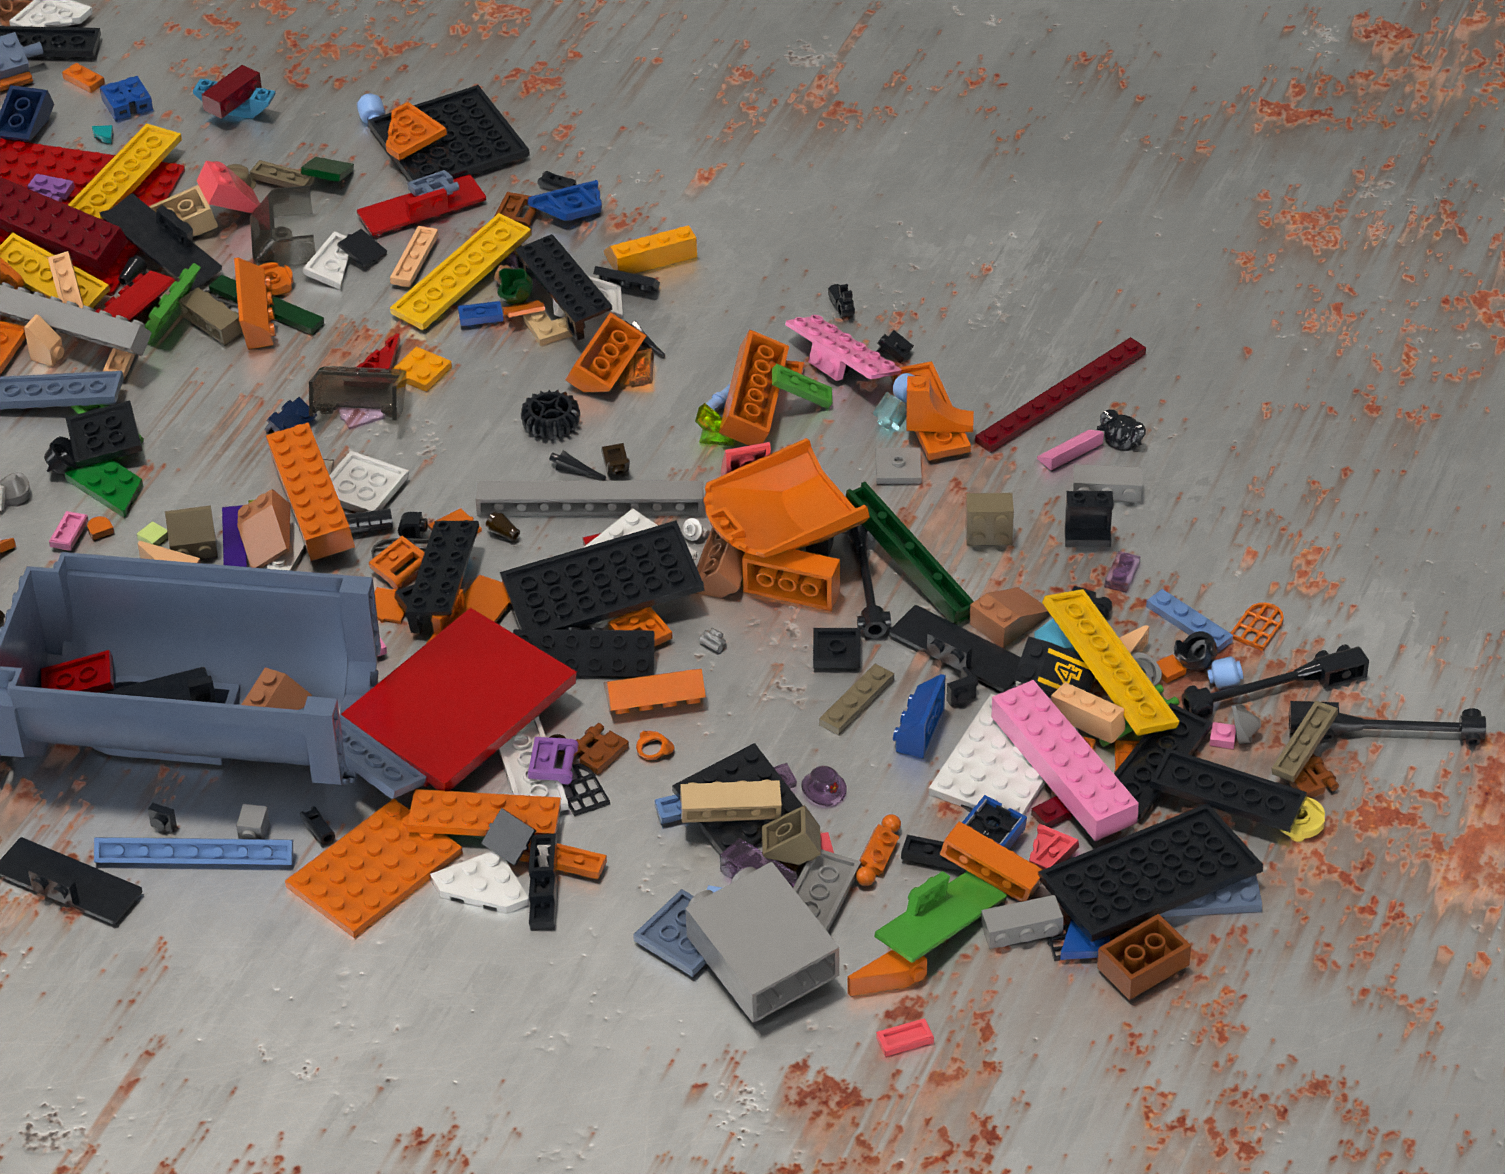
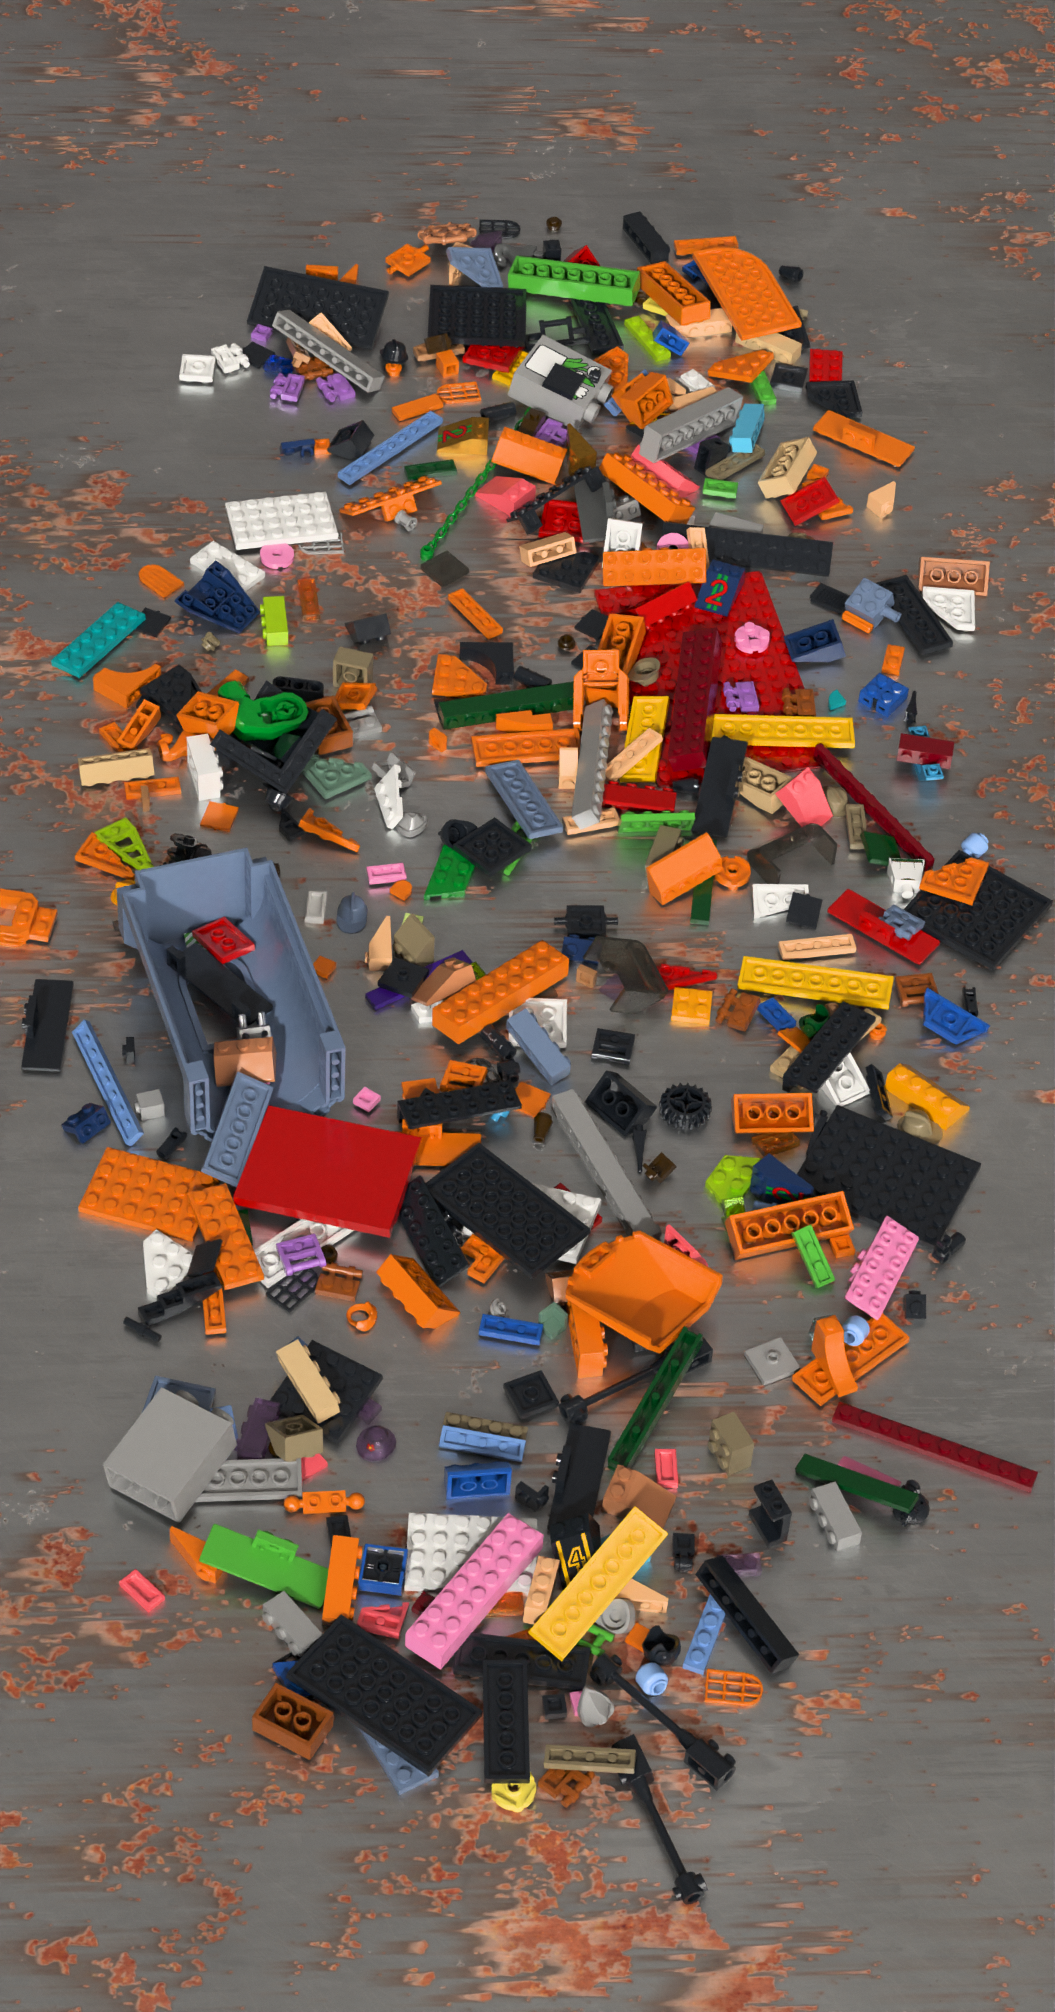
camera: 60 degrees right, 5 degrees up
(91, 154) = (804, 702): none -> dark orange plate
(163, 89) = (911, 710): none -> black piece
(231, 554) = (403, 977): none -> black plate
(235, 688) = (253, 1031): none -> light grey piece
(235, 887) = (87, 1122): none -> dark blue bracket
(255, 403) = (586, 920): none -> black plate
(273, 153) = (872, 806): none -> dark red plate
(329, 426) = (586, 976): none -> medium nougat plate
(372, 166) = (905, 875): none -> white torso
(402, 488) = (538, 1046): none -> sand blue brick
(430, 435) = (613, 1041): none -> black plate
(459, 331) = (743, 1012): none -> dark orange plate
(515, 457) = (620, 1103): none -> black slope
(559, 929) = (142, 1329): none -> black bar
(661, 415) = (731, 1177): none -> lime wing
(683, 269) = (918, 1124): none -> dark tan piece
(700, 377) = (777, 1183): none -> dark blue slope
(710, 314) = (889, 1174): none -> black plate
(746, 635) = (510, 1329): none -> blue plate
(756, 599) = (553, 1320): none -> sand green panel
(876, 703) = (482, 1443): none -> medium blue plate
(980, 582) = (666, 1468): none -> coral tile
(1082, 452) = (857, 1483): none -> dark green tile
(1191, 578) = (747, 1614): none -> black brick
(1221, 753) = (554, 1706): none -> black plate

